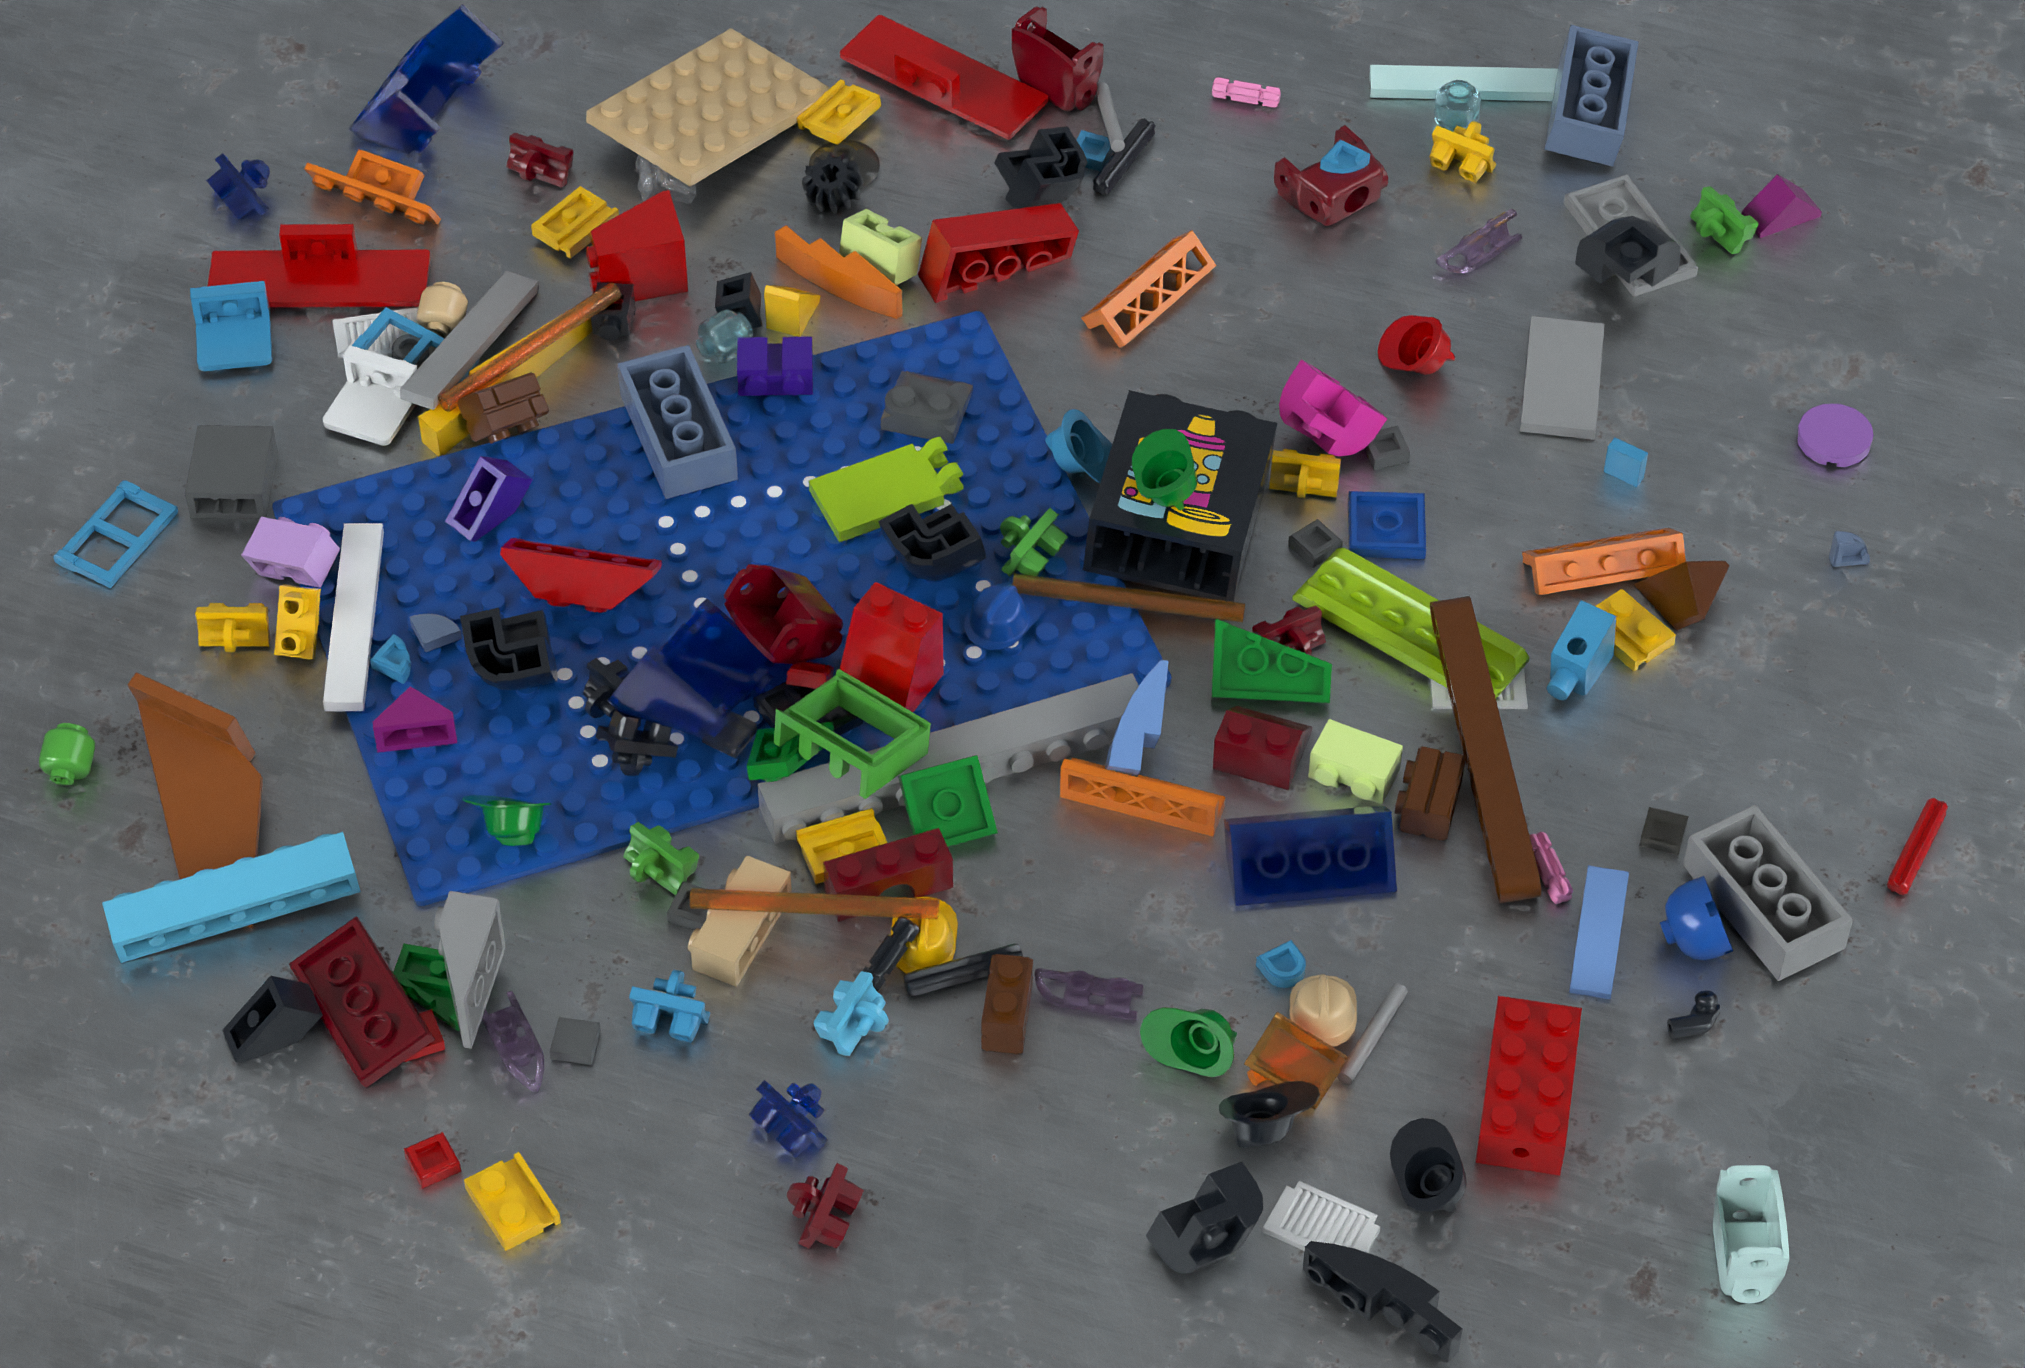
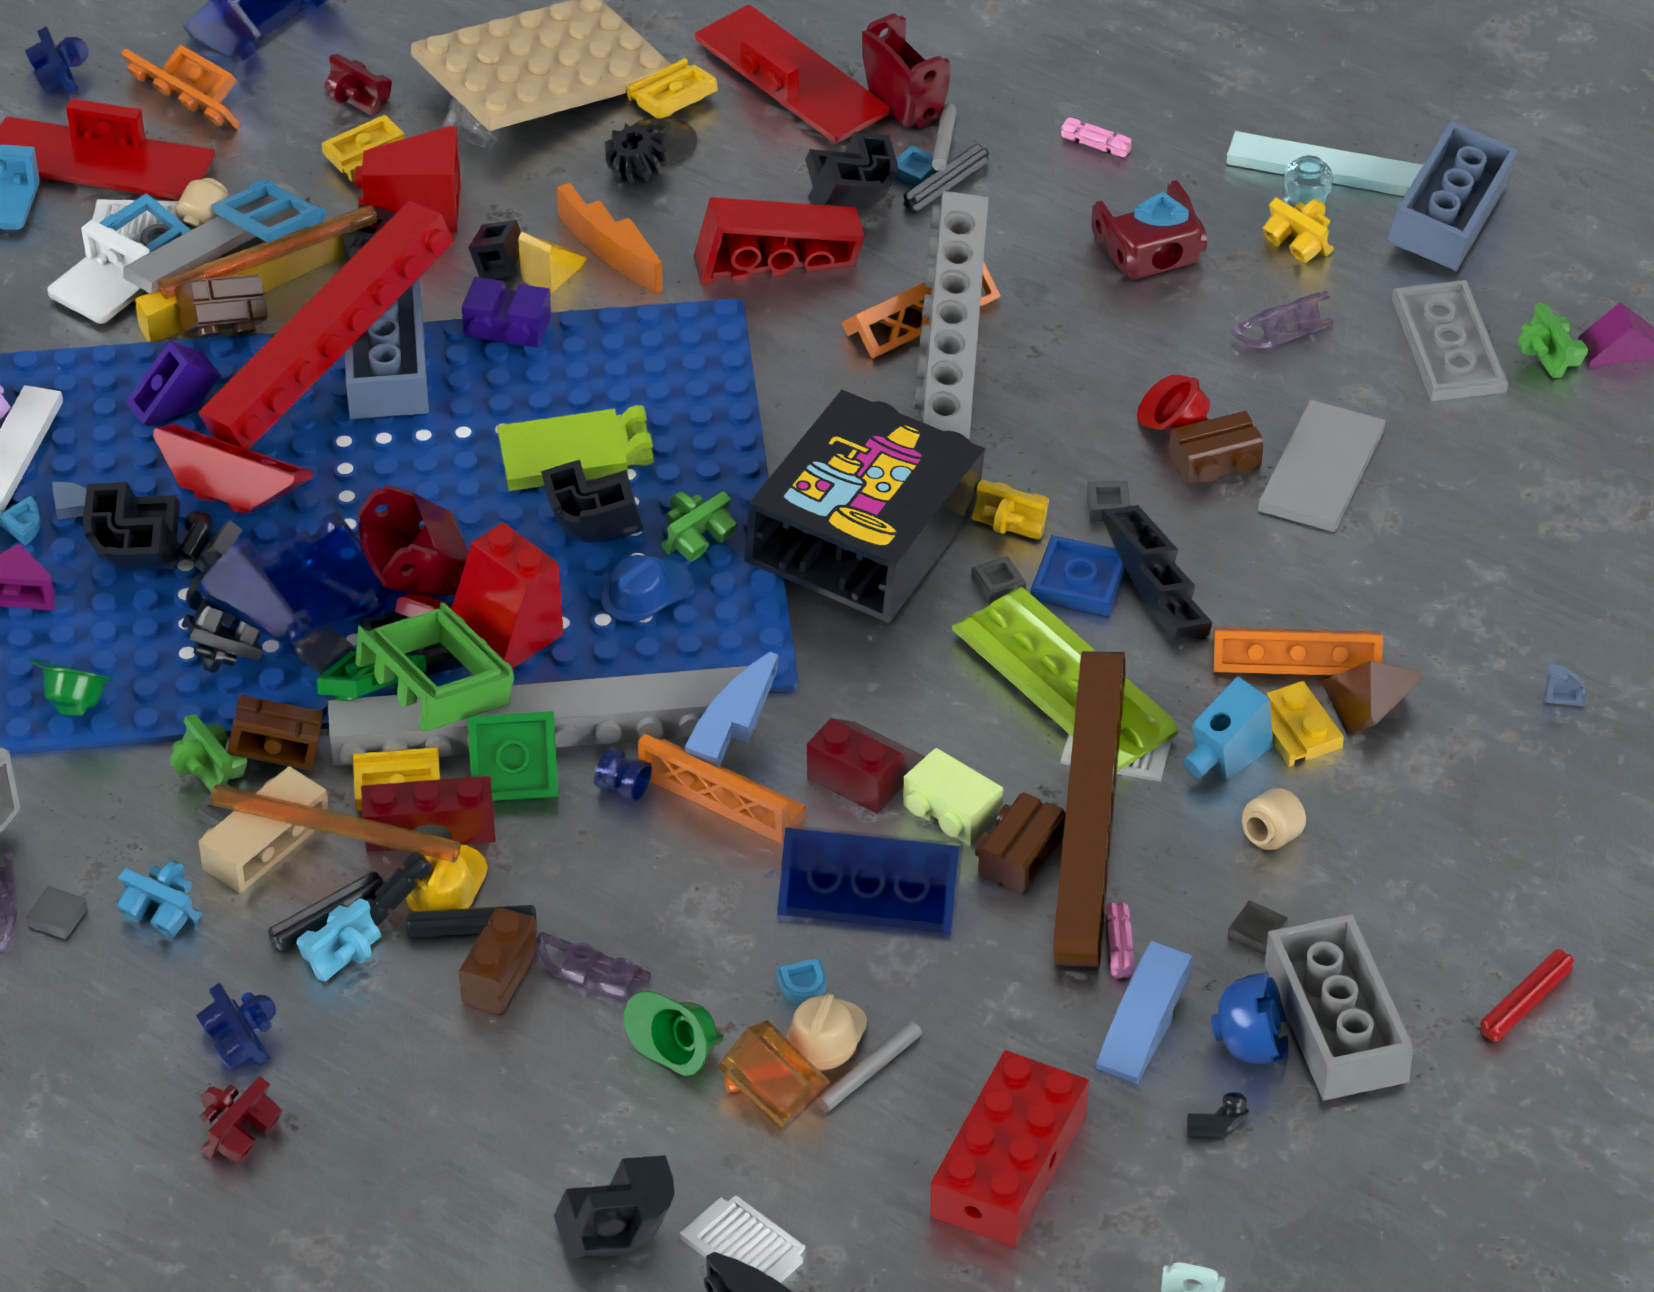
camera: 15 degrees right, 5 degrees down
(561, 306) = (308, 217): none -> dark azure window
(570, 639) = (199, 529): none -> black arm
(594, 646) = (220, 542): none -> dark grey tile
(627, 415) = (327, 326): none -> red brick
(718, 824) = (275, 732): none -> reddish brown brick
(720, 335) = (461, 271): clear light blue head -> none
(822, 991) = (315, 916): none -> black axle
(888, 249) = (663, 223): yellowish green brick -> none
(926, 406) = (645, 377): dark grey slope -> none
(1050, 800) = (623, 774): none -> clear blue wheel
(1079, 445) = (778, 433): dark azure piece -> none
(1129, 598) = (780, 595): clear orange piece -> none
(1165, 468) = (839, 467): green piece -> none
(1191, 294) = (952, 312): none -> light grey brick
(1265, 670) = (892, 690): green wing -> none
(1267, 1113) = (721, 1122): black piece -> none
(1297, 629) = (932, 663): dark red hips -> none
(1328, 411) = (1054, 452): dark pink brick -> none
(1428, 1166) = (869, 1206): black piece -> none
(1450, 504) = (1152, 568): none -> black slope
(1466, 379) = (1216, 448): none -> reddish brown brick
(1625, 462) = (1354, 558): dark azure tile -> none
(1630, 250) = (1430, 348): black brick -> none
(1645, 725) = (1273, 818): none -> tan head
(1835, 435) = (1594, 572): medium lavender tile -> none

